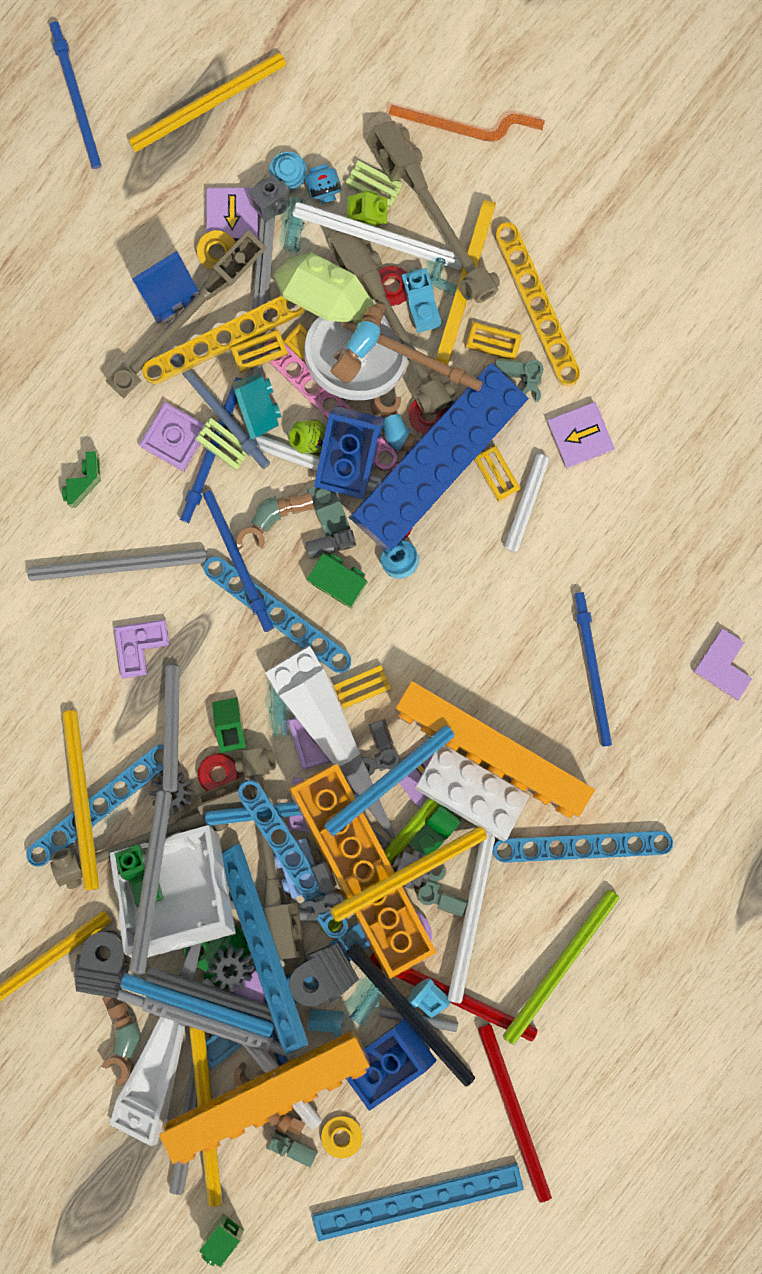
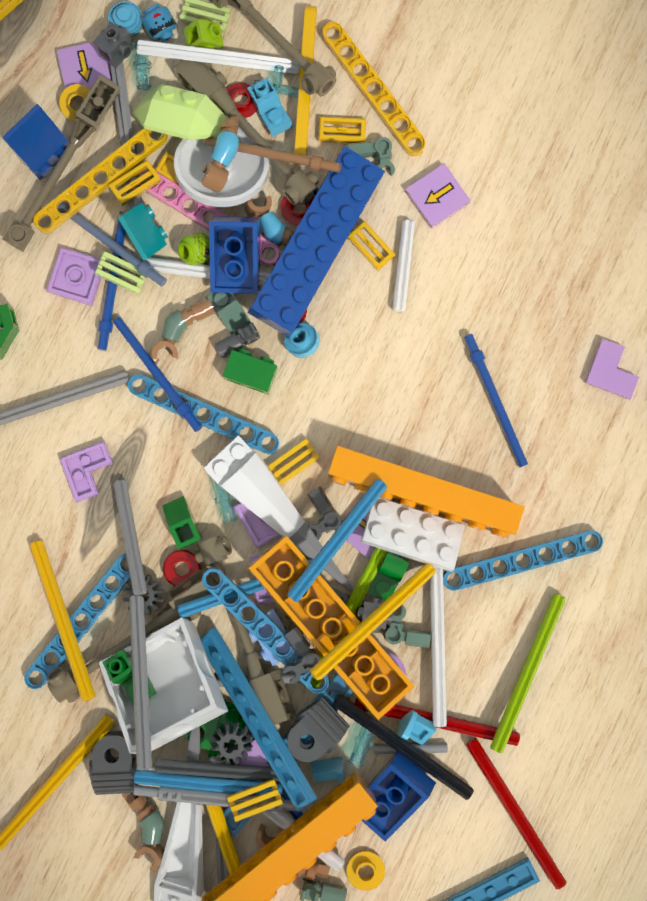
camera: 15 degrees left, 0 degrees up
(242, 1043) = (260, 808): none -> yellow tile

